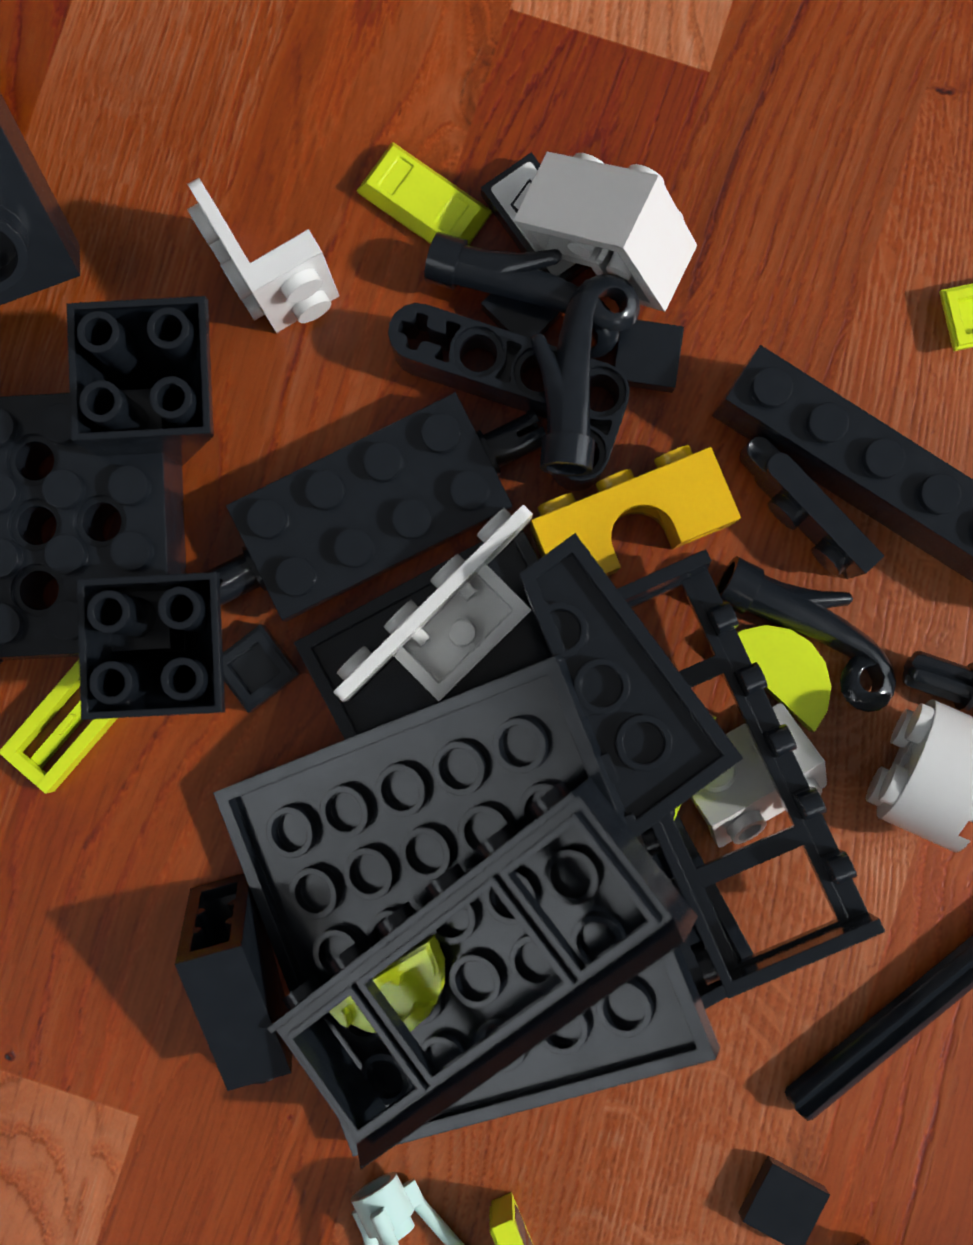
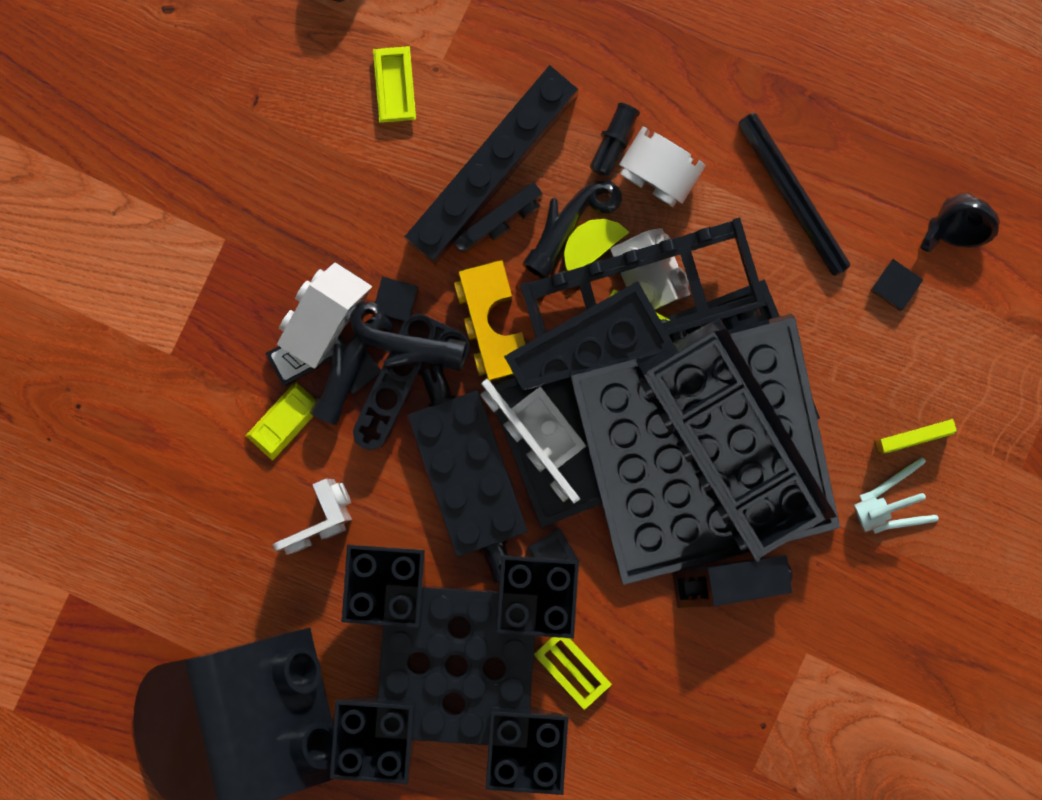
camera: 85 degrees left, 0 degrees up
(408, 984) = (740, 478): neon yellow tile -> none

